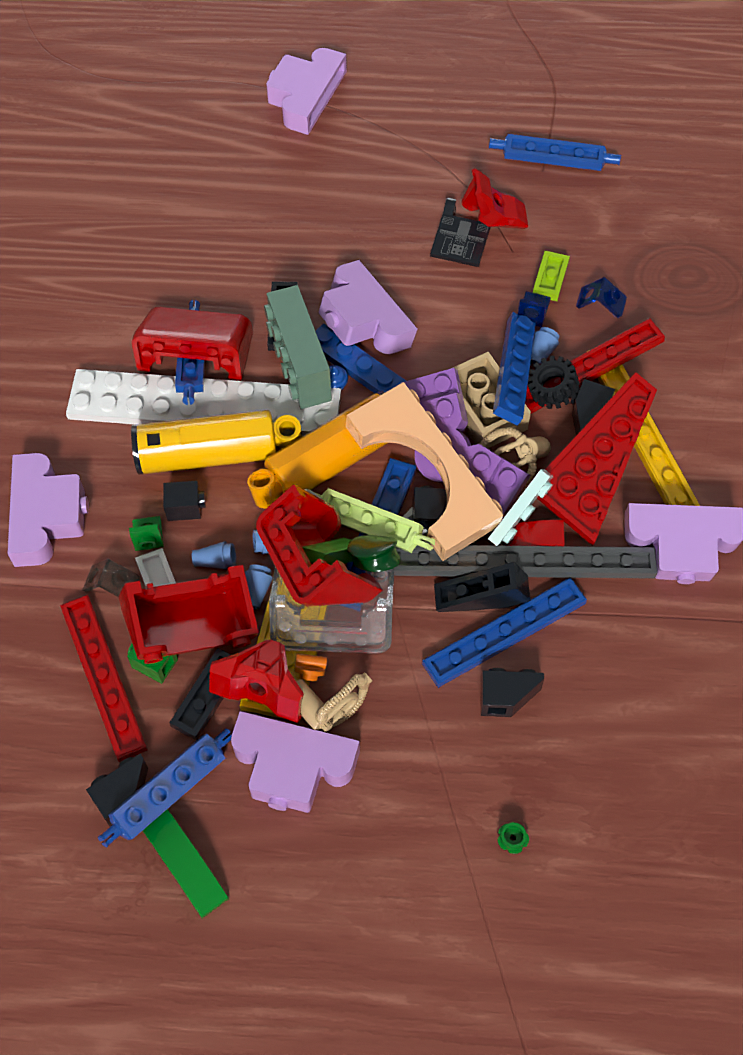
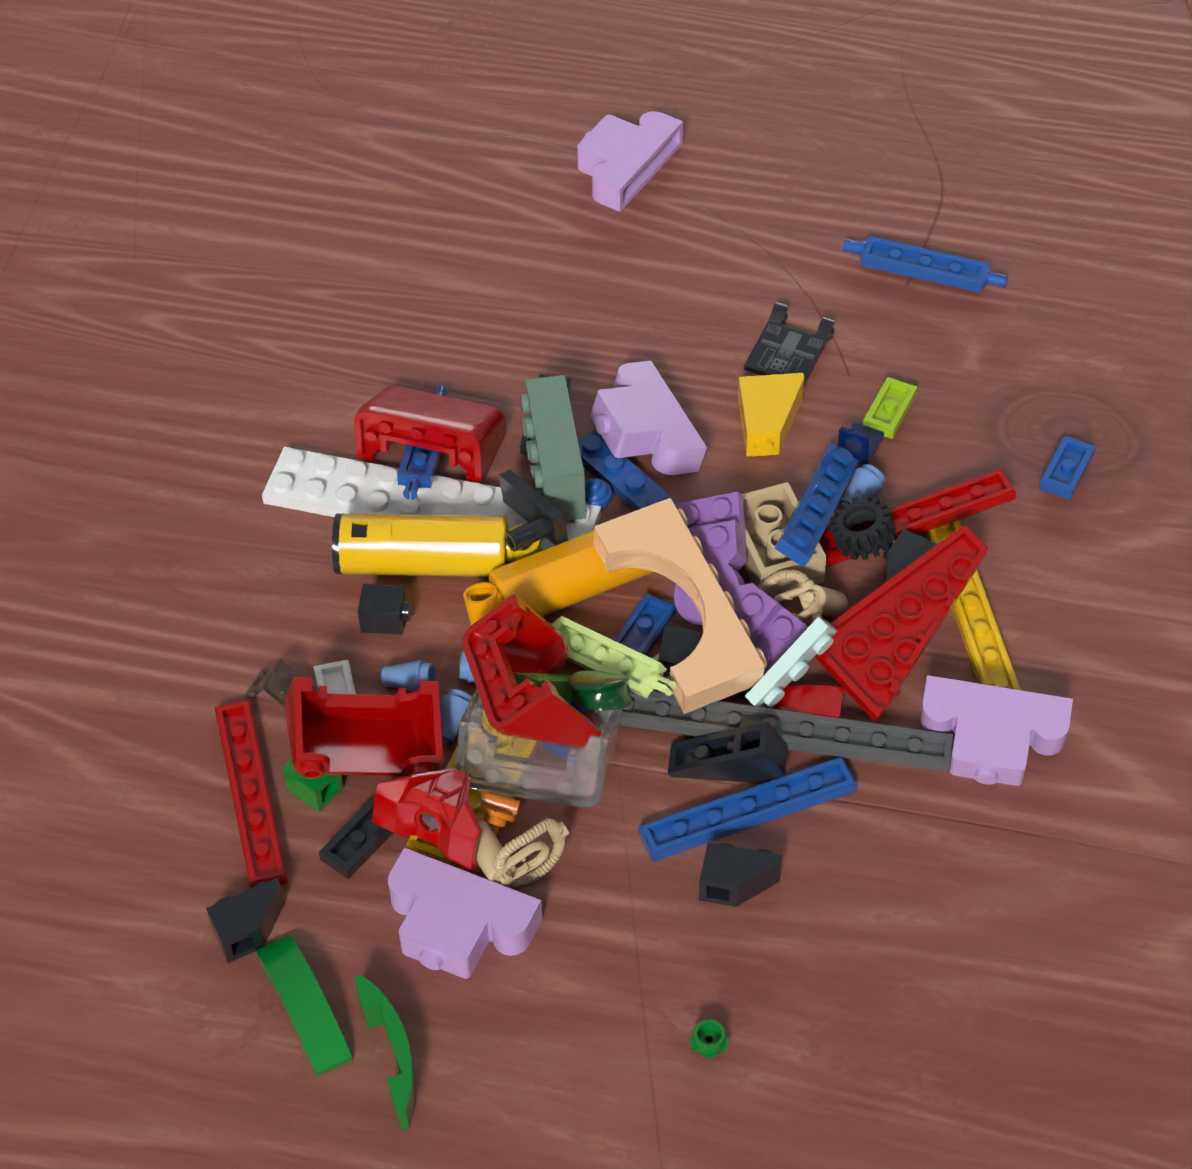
camera: 10 degrees right, 10 degrees down
(42, 509) = (213, 598): lavender brick -> none
(147, 536) = (332, 642): green bracket -> none
(165, 788) = (301, 920): blue plate -> none
(241, 855) = (377, 1012): none -> green slope
(301, 408) = (542, 516): none -> black piece
(456, 290) = (768, 410): none -> yellow slope
(483, 197) = (831, 318): red piece -> none
(606, 294) = (955, 437): clear blue bracket -> none
(696, 309) = (1067, 467): none -> blue plate

